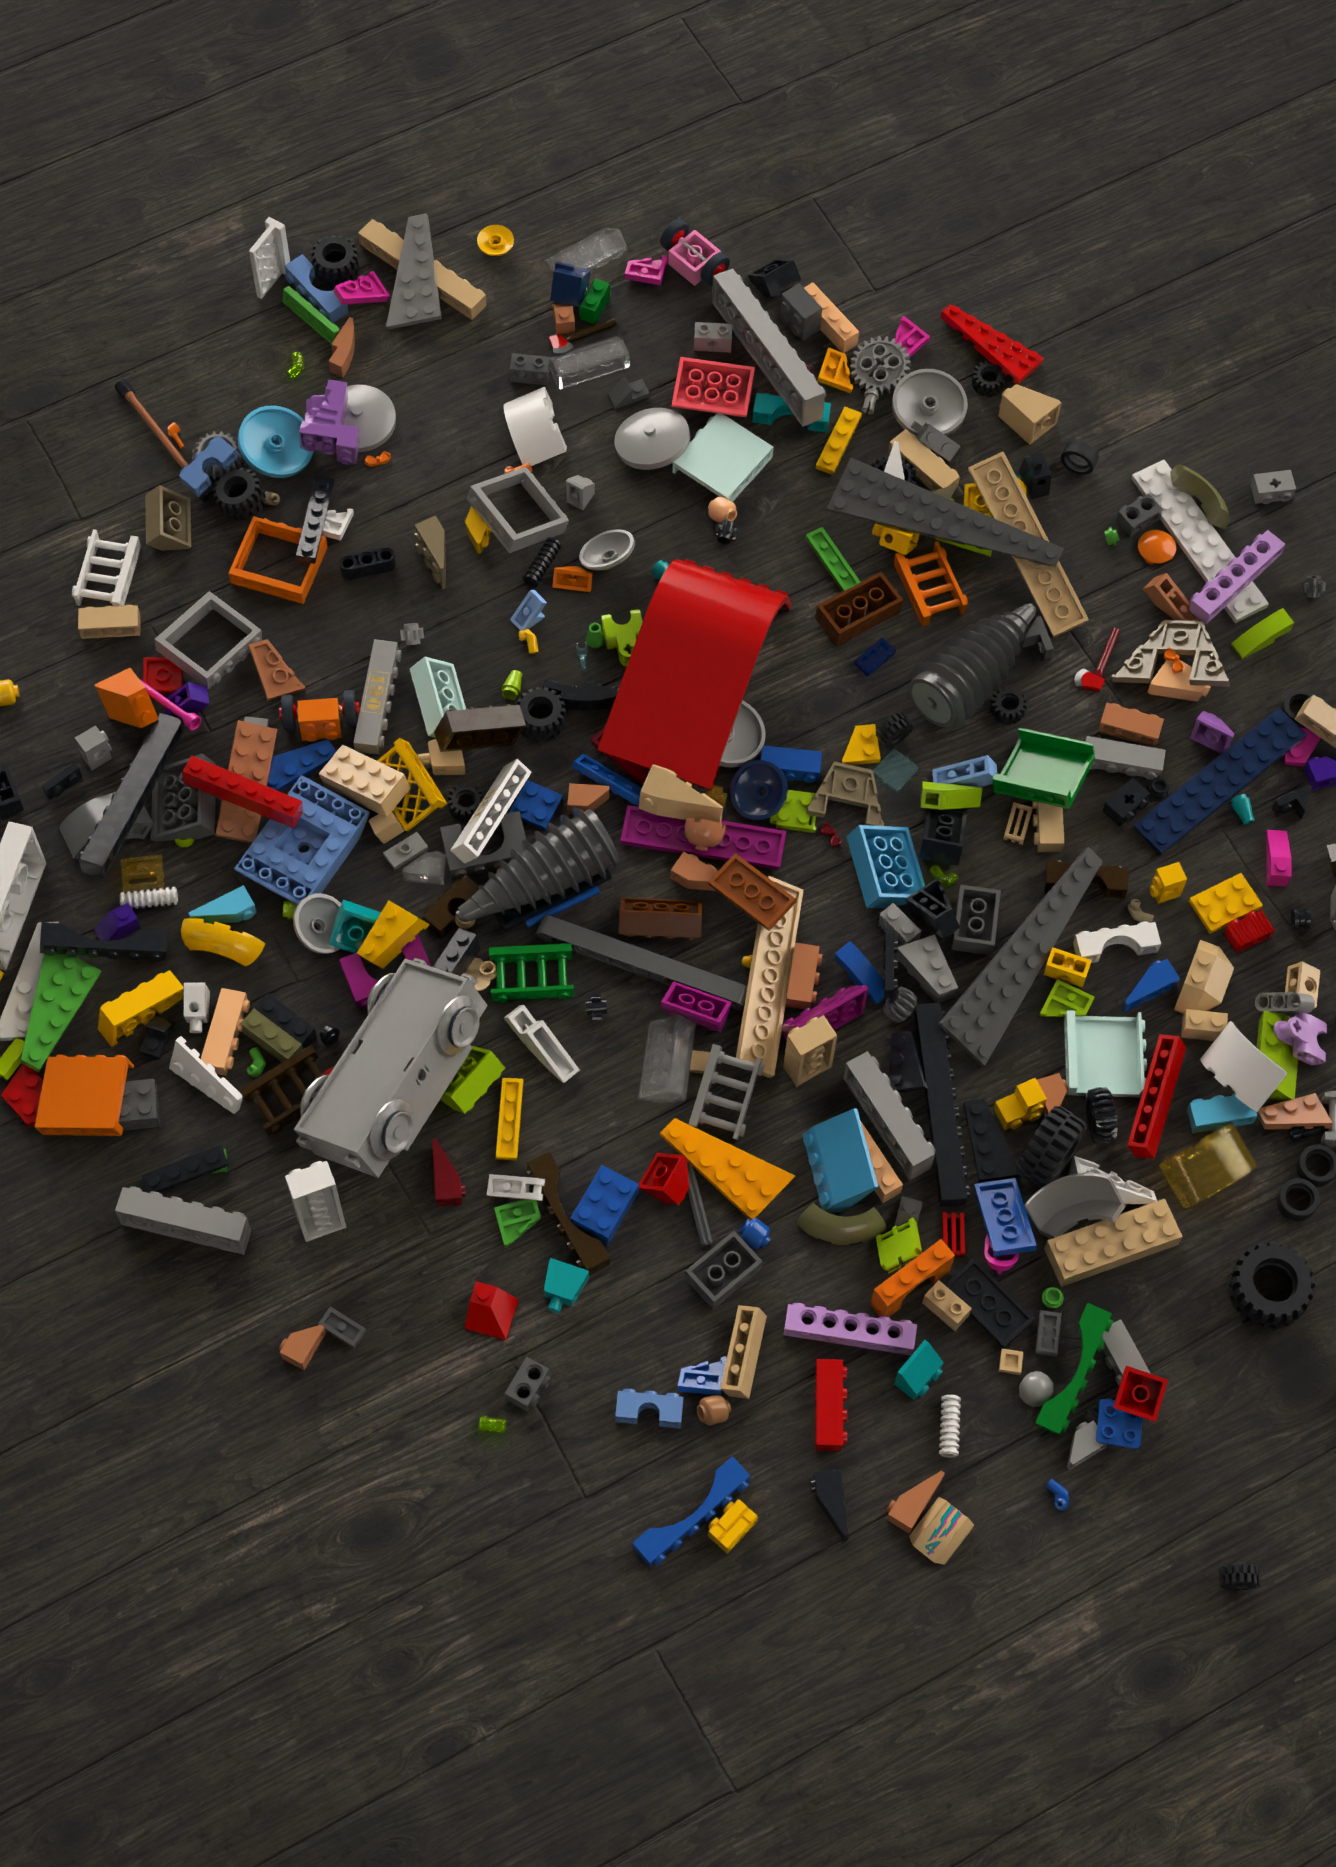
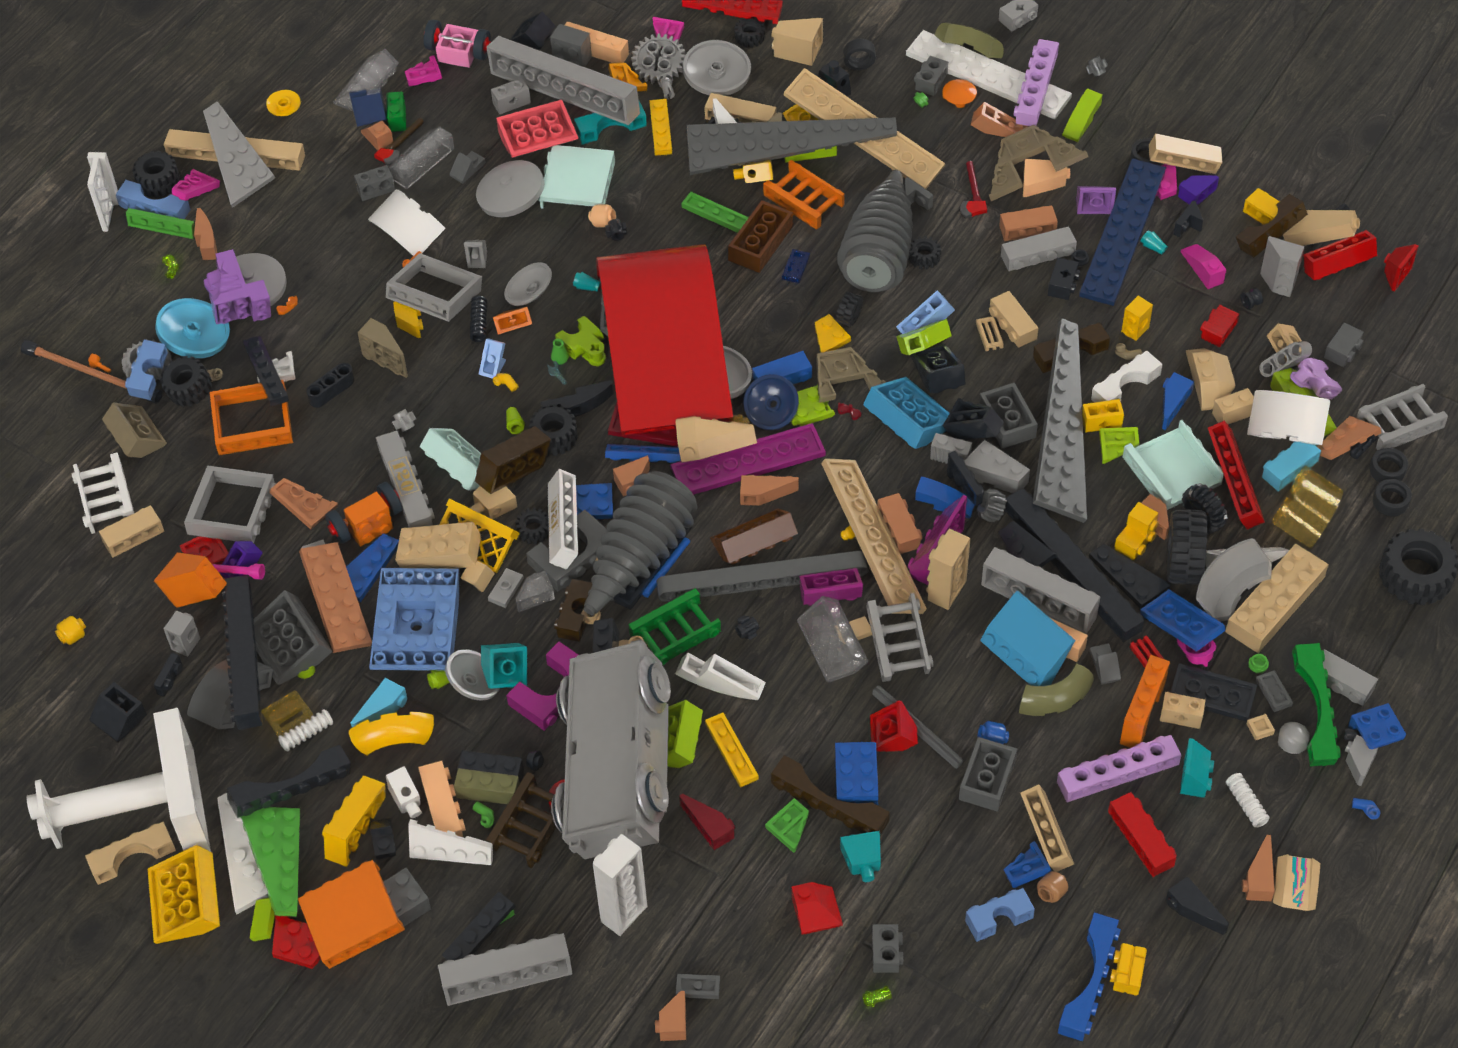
camera: 25 degrees left, 10 degrees down
(118, 924) = (291, 761): dark purple slope -> none
(242, 792) = (341, 600): red brick -> none
(390, 934) = (540, 651): yellow wedge -> none
(515, 1187) = (773, 798): white plate -> none
(704, 833) = (750, 452): nougat cylinder -> none
(737, 1174) = (946, 697): light orange wing -> none
(752, 892) = (820, 475): dark orange plate -> none
(895, 770) = (867, 340): clear light blue piece -> none
(900, 1247) = (1116, 683): lime plate -> none
(936, 440) = (739, 90): dark grey hinge -> none
(949, 880) = (953, 396): clear neon green arm -> none
(1045, 768) = (986, 280): green panel -> none
(1140, 1393) = (1382, 691): red slope -> none
(1170, 655) = (1026, 158): orange piece -> none
(1225, 903) = (1186, 315): yellow plate -> none

